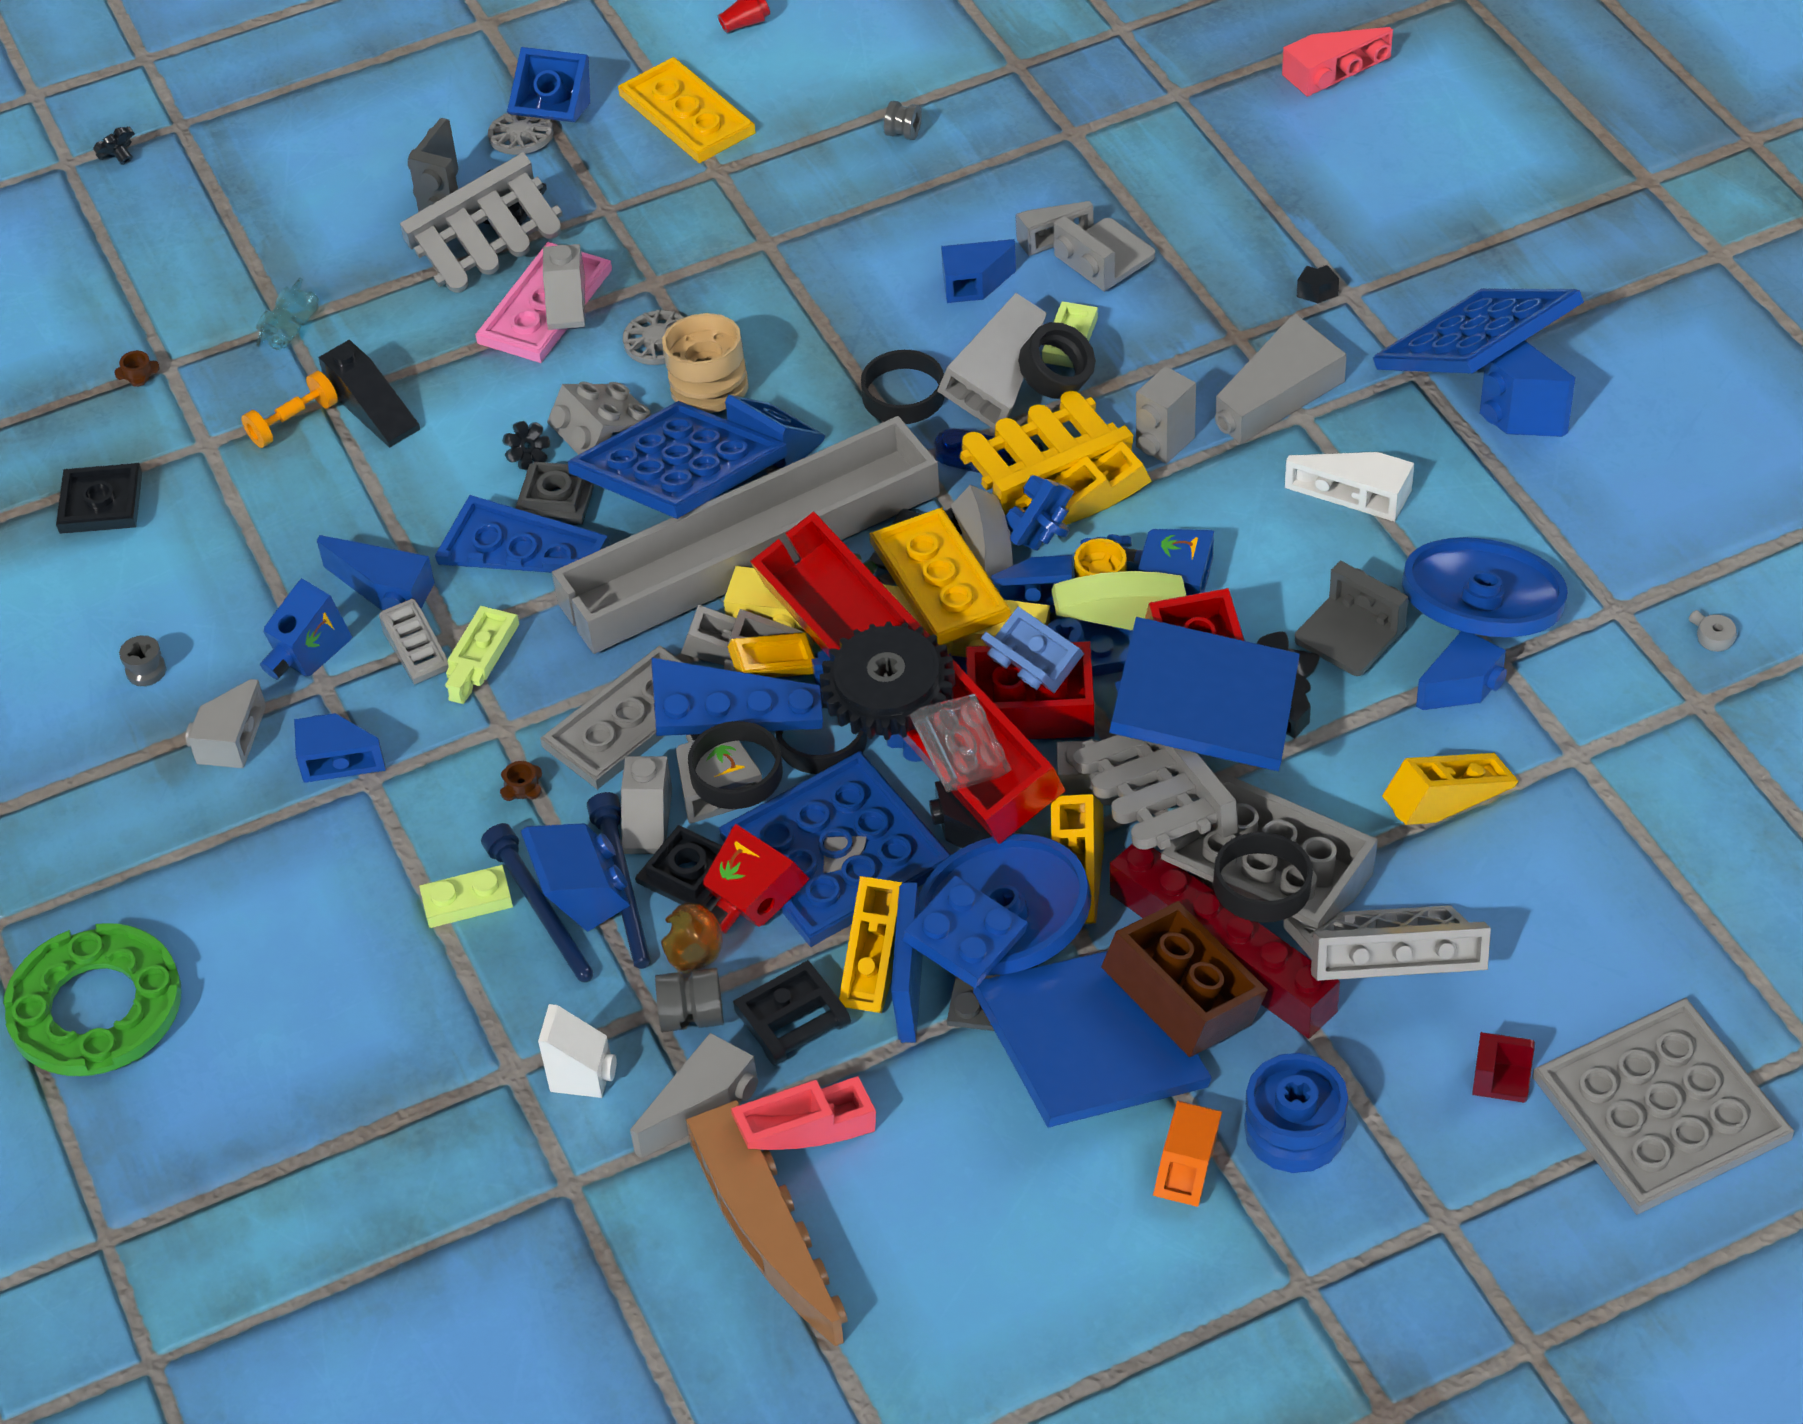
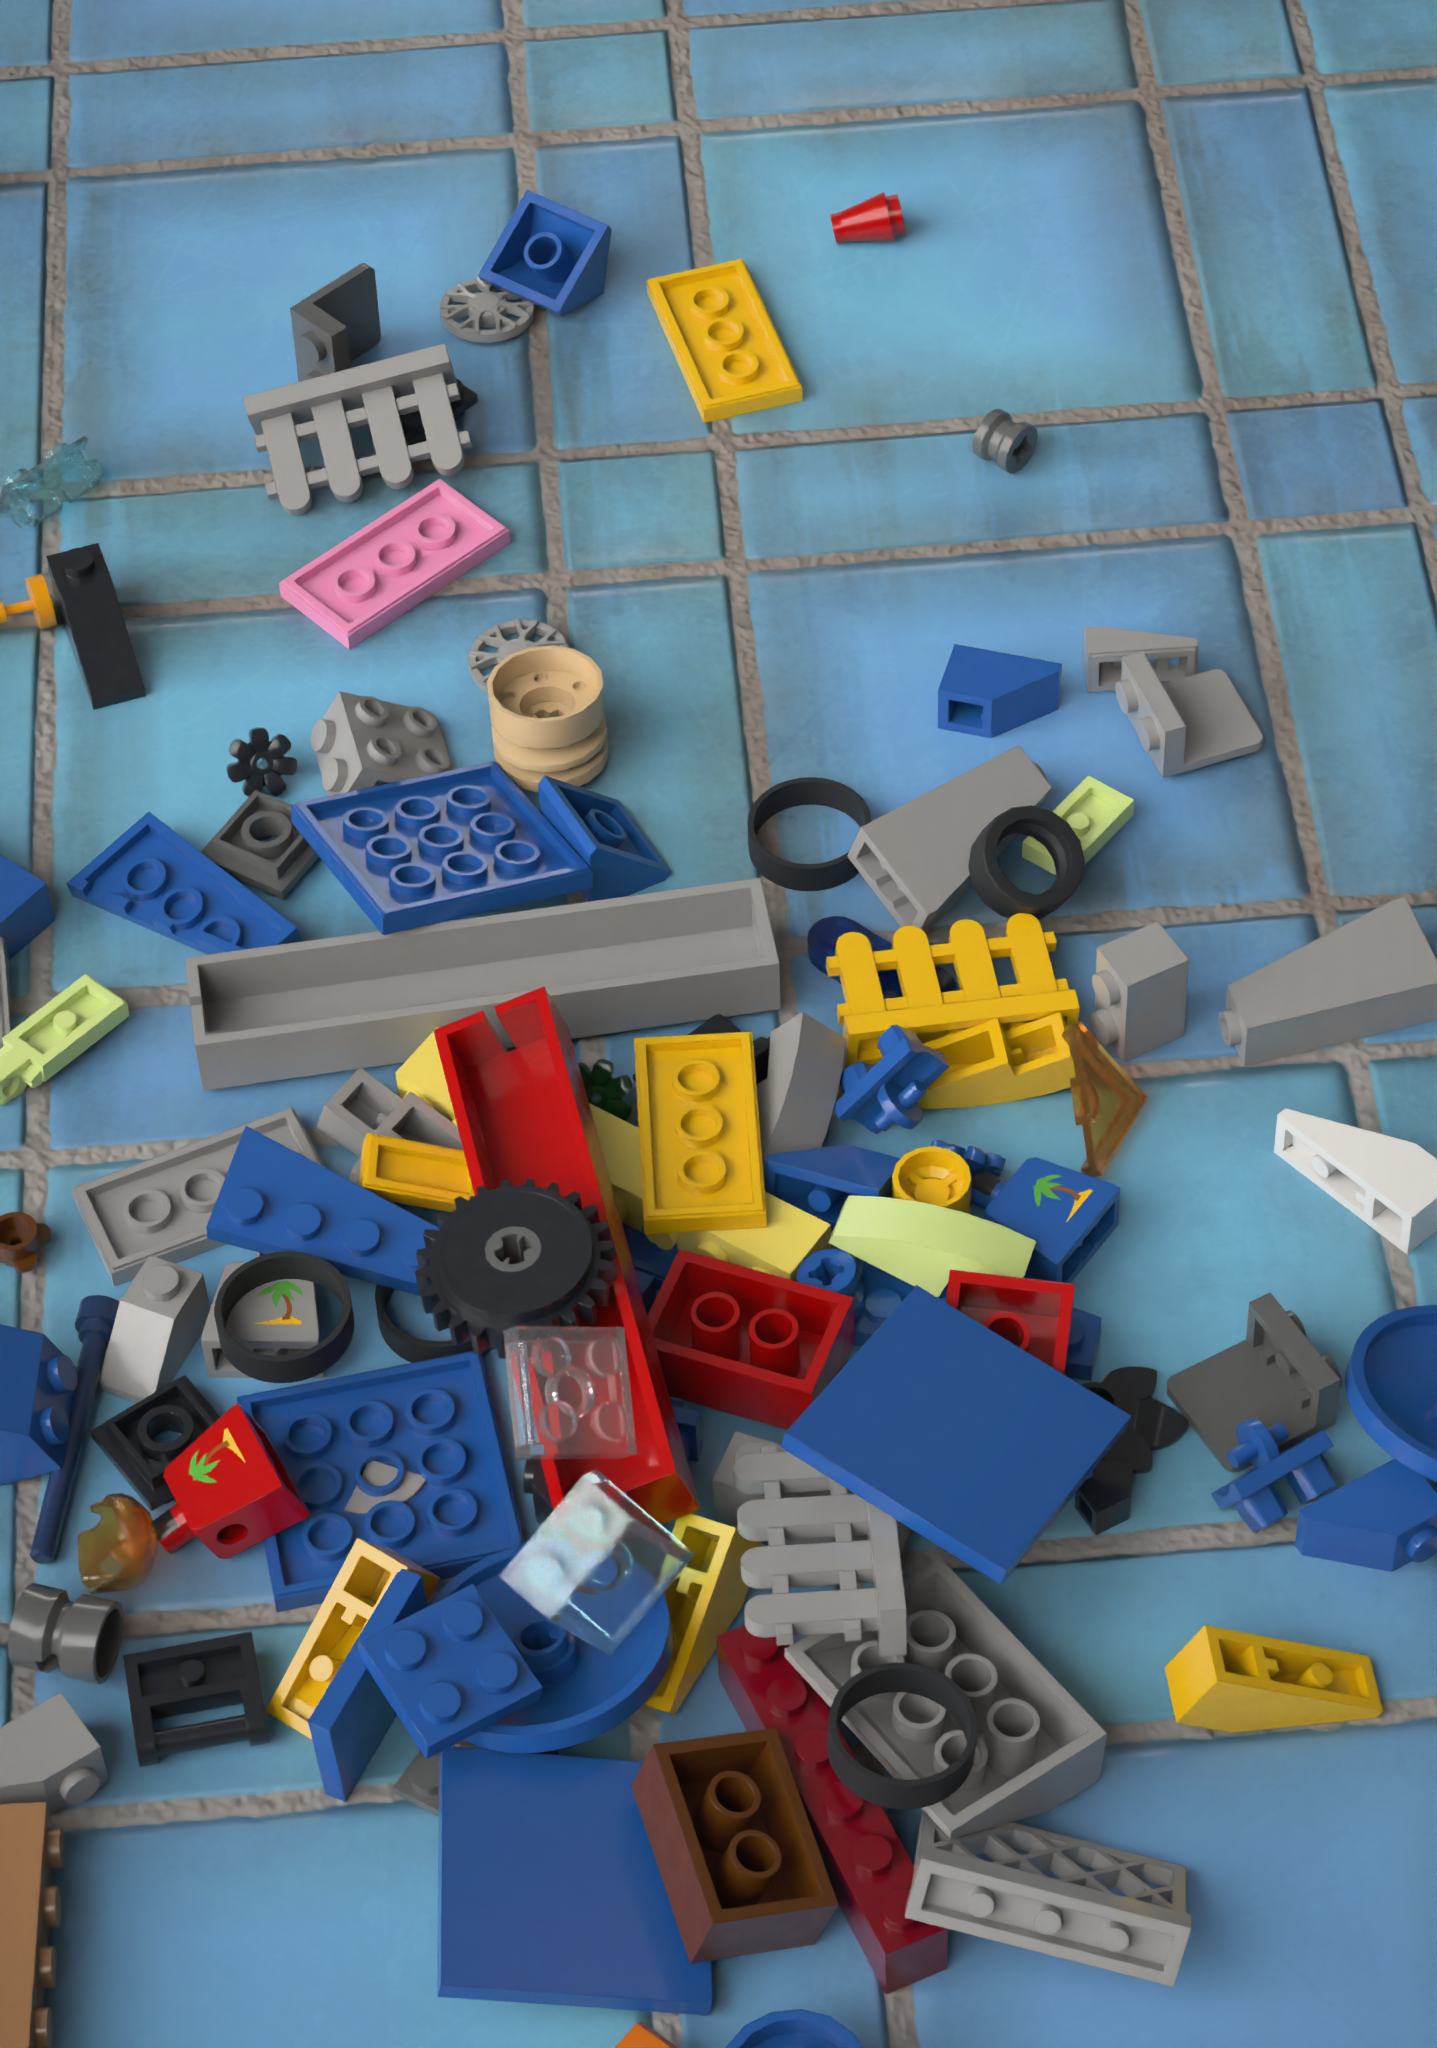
camera: 20 degrees right, 0 degrees up
(564, 286) = (418, 550): light grey slope -> none
(806, 1116) = (127, 1859): coral slope -> none
(1026, 837) = (597, 1563): none -> clear light blue slope
(1034, 649) = (756, 1287): medium blue bracket -> none
(1170, 484) = (1102, 1098): none -> clear orange tile
(1383, 660) = (1253, 1491): none -> blue hips

